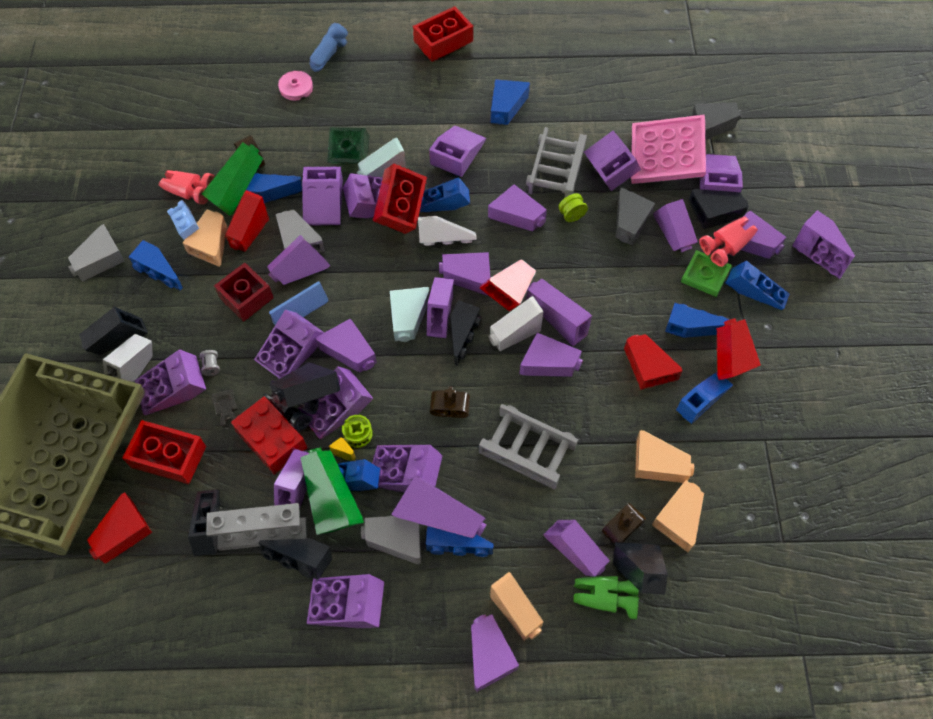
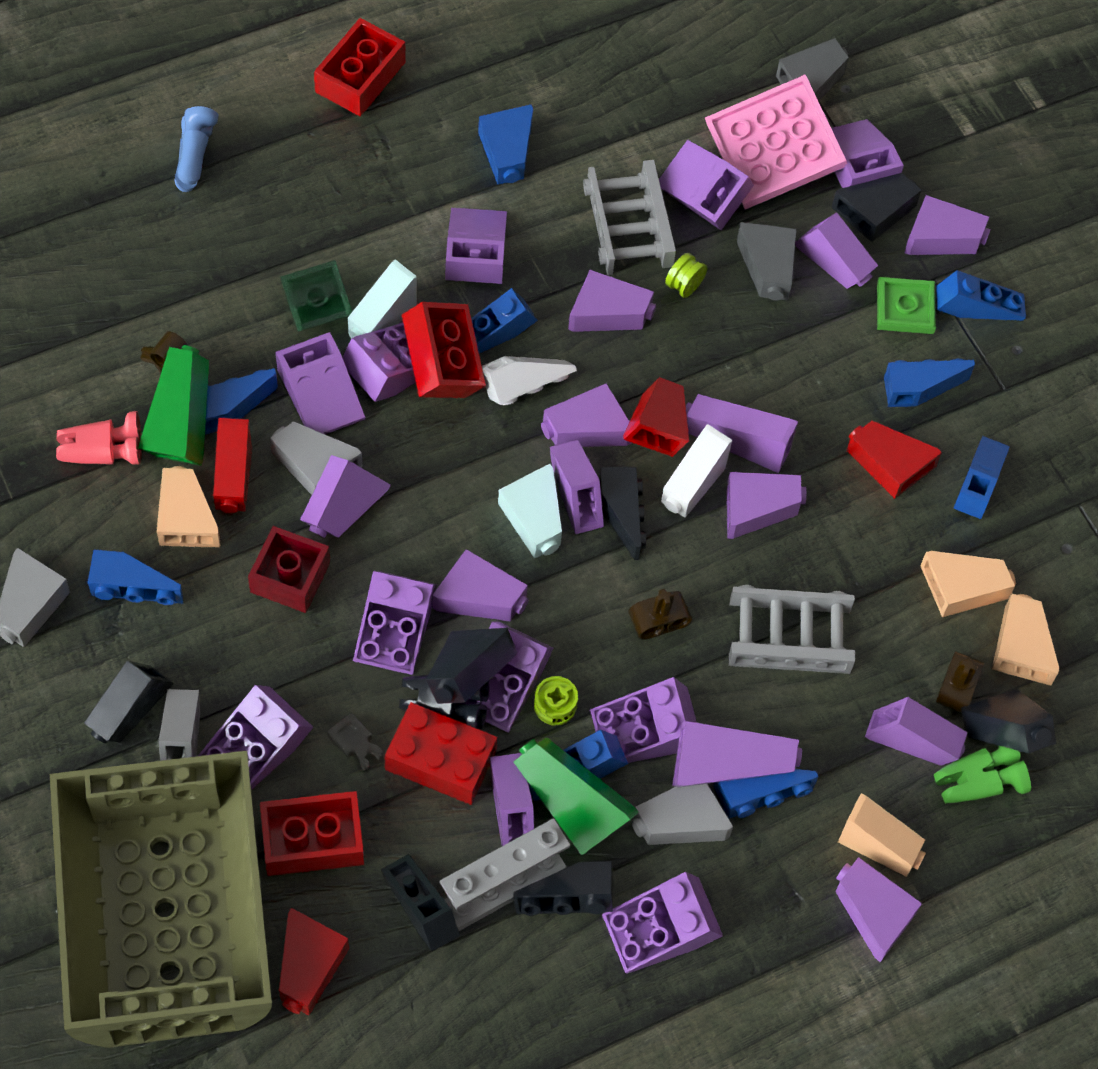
camera: 30 degrees left, 0 degrees up
(183, 219) = (134, 497): light blue plate -> none
(209, 363) = (295, 689): light grey bush -> none
(295, 85) = (172, 236): bright pink plate -> none
(302, 303) = (377, 557): medium blue slope -> none
(341, 449) = (554, 730): yellow slope -> none
(732, 235) = (924, 241): coral piece -> none
(735, 349) = (995, 398): red slope -> none
(824, 244) = (1043, 210): medium lavender slope -> none

